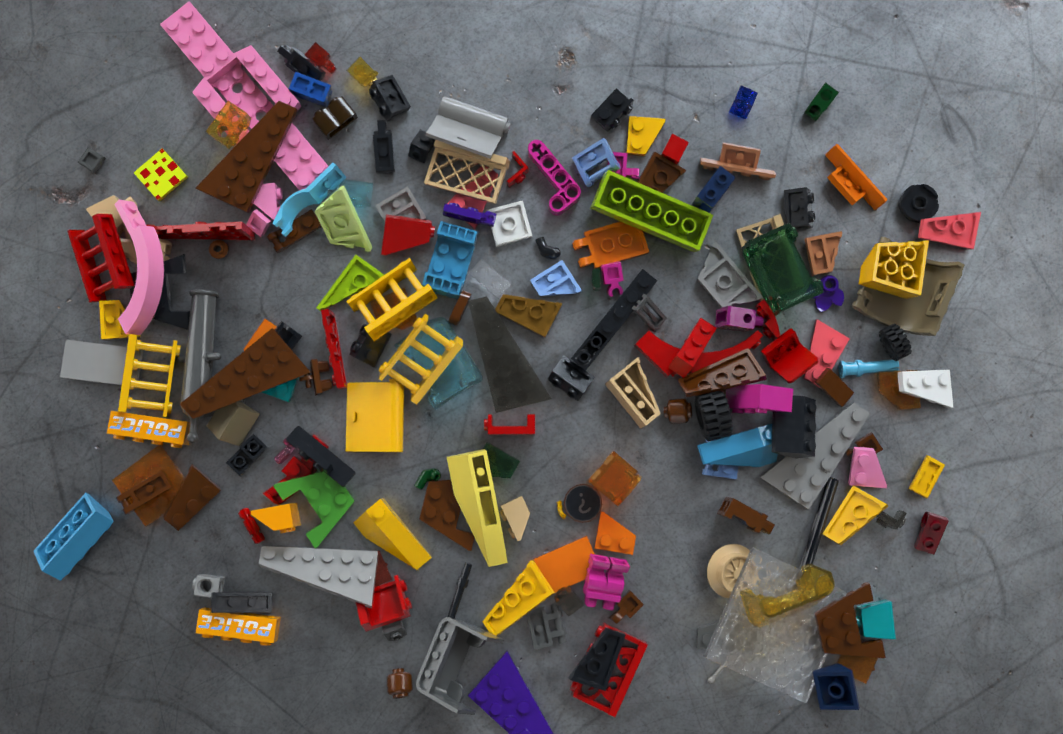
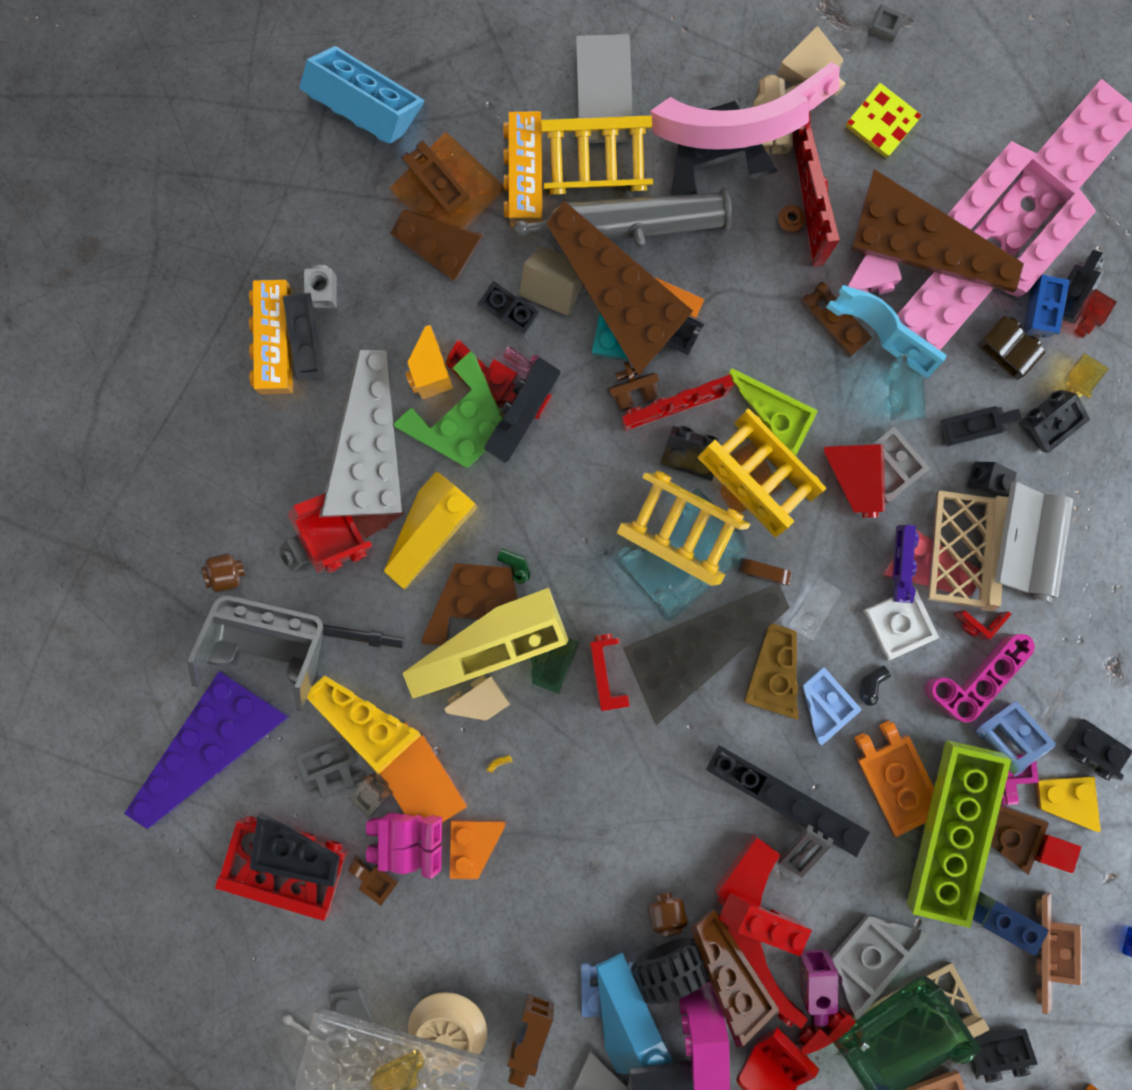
camera: 85 degrees right, 0 degrees up
(109, 322) = (658, 89): yellow wing -> none
(113, 254) = (759, 74): red fence -> none
(224, 122) = (976, 191): clear yellow brick -> none
(251, 525) = (411, 331): red axle -> none
(259, 222) = (839, 267): bright pink tile -> none
(342, 221) = (862, 382): yellowish green wing -> none
(375, 417) = (590, 477): yellow door -> none
(450, 259) = (833, 547): dark azure plate -> none
(570, 378) = (690, 749): black bracket -> none
(583, 503) = (513, 794): black tile -> none
(596, 281) = (841, 764): clear green tile -> none
(612, 275) = (851, 786): dark pink plate -> none
(615, 478) = (555, 837): clear orange piece -> none
(634, 394) = (682, 846): tan wedge -> none

